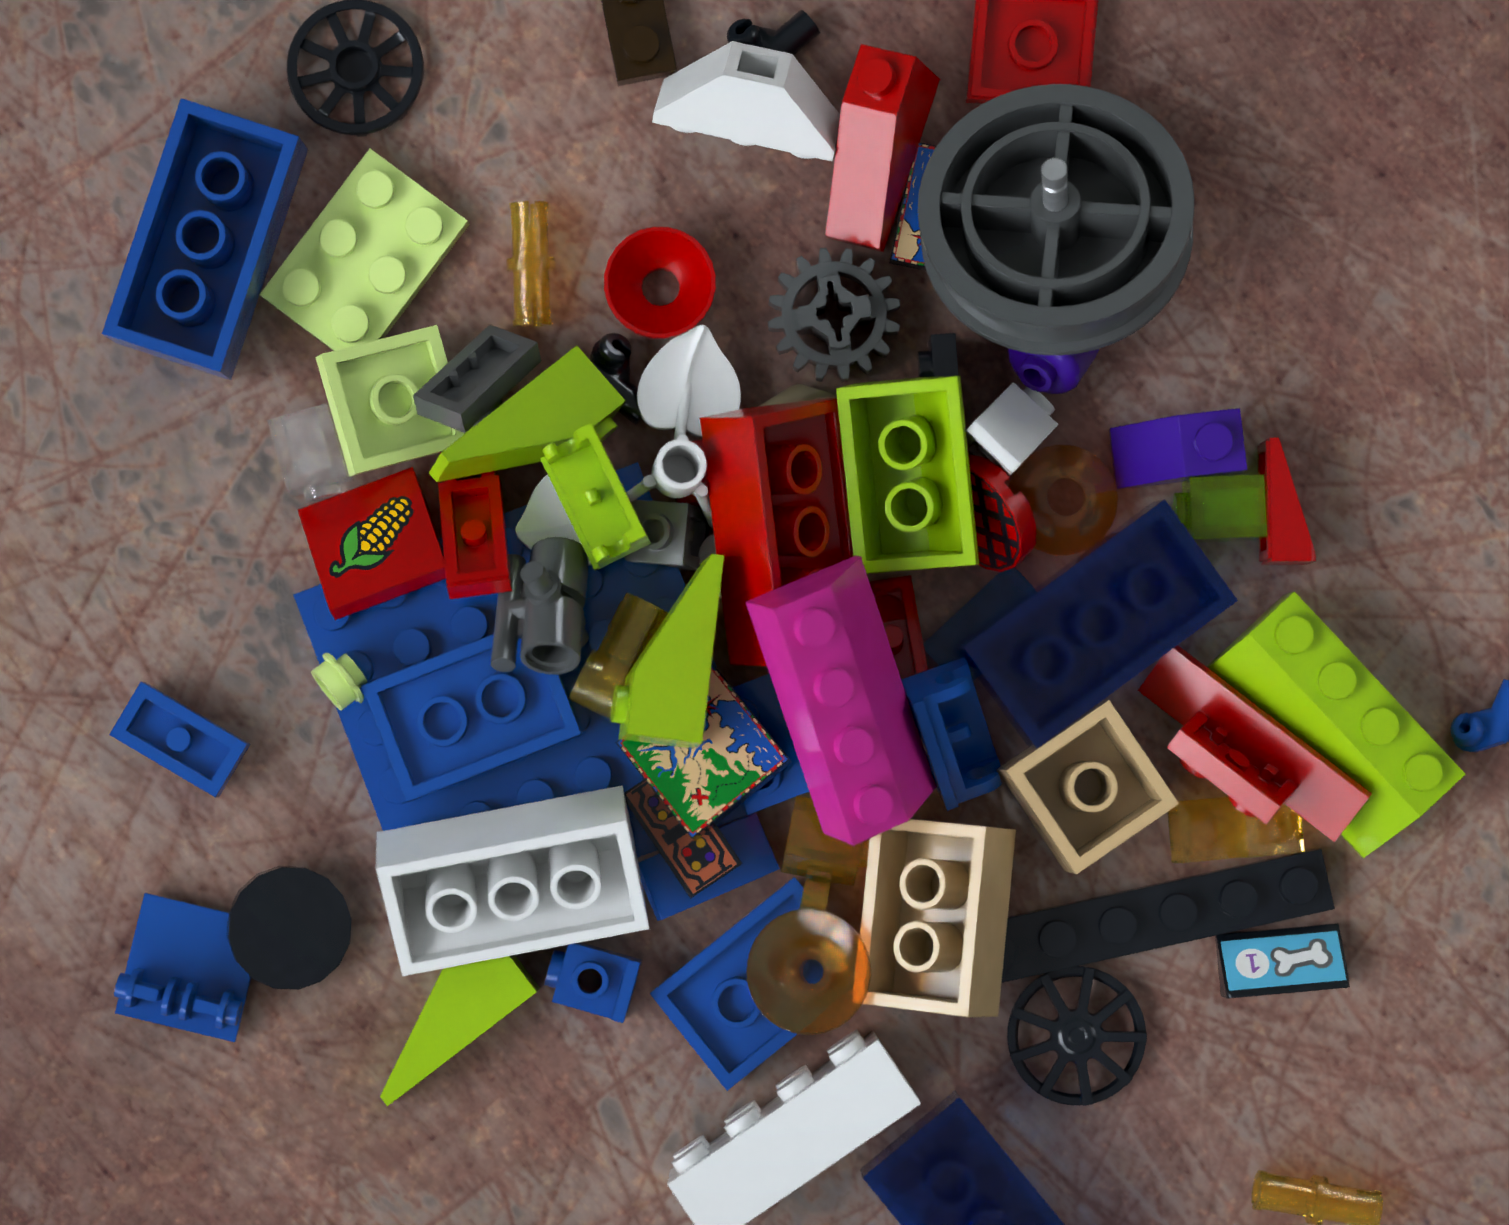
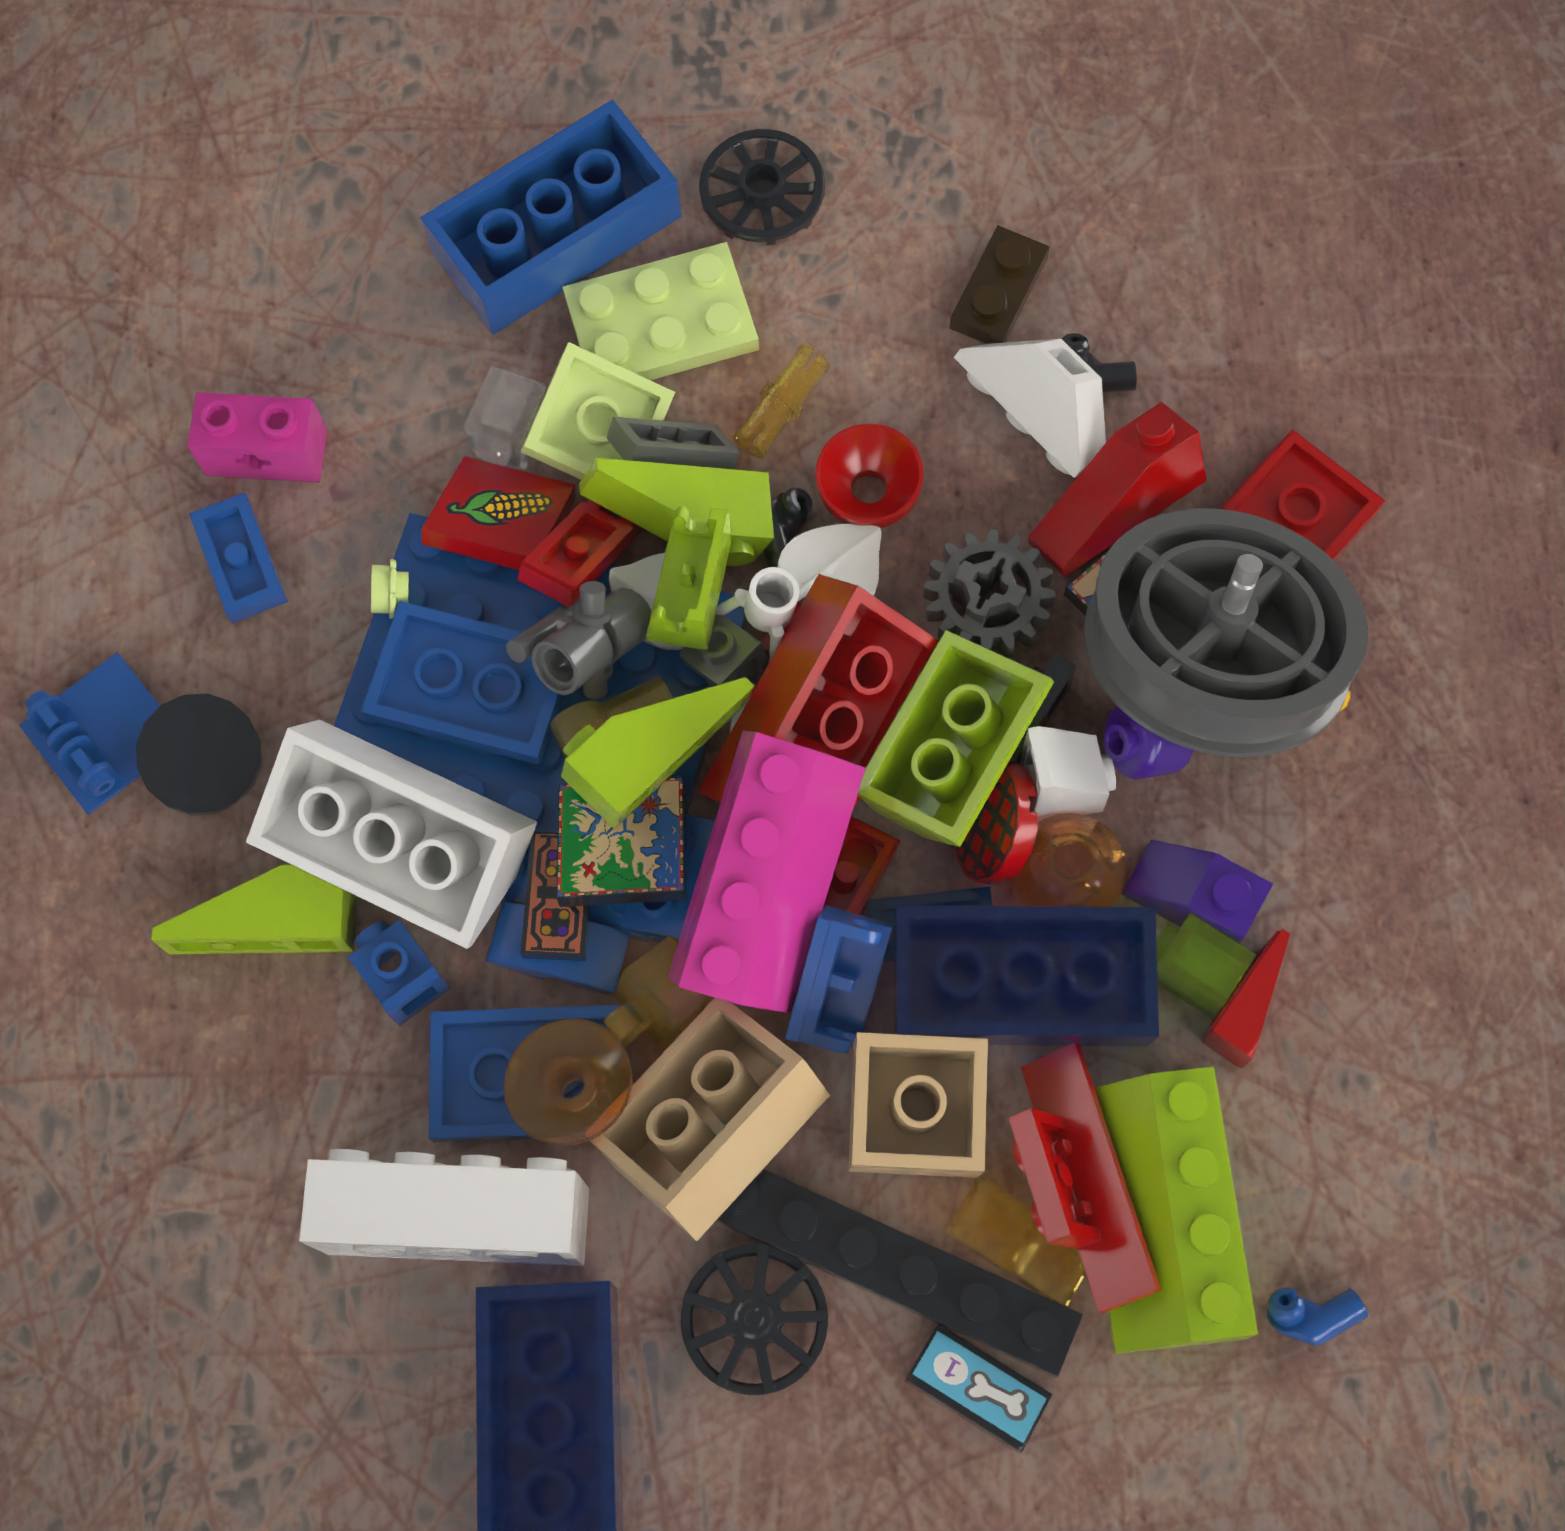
camera: 45 degrees right, 15 degrees down
(111, 625) = (257, 437): none -> dark pink brick

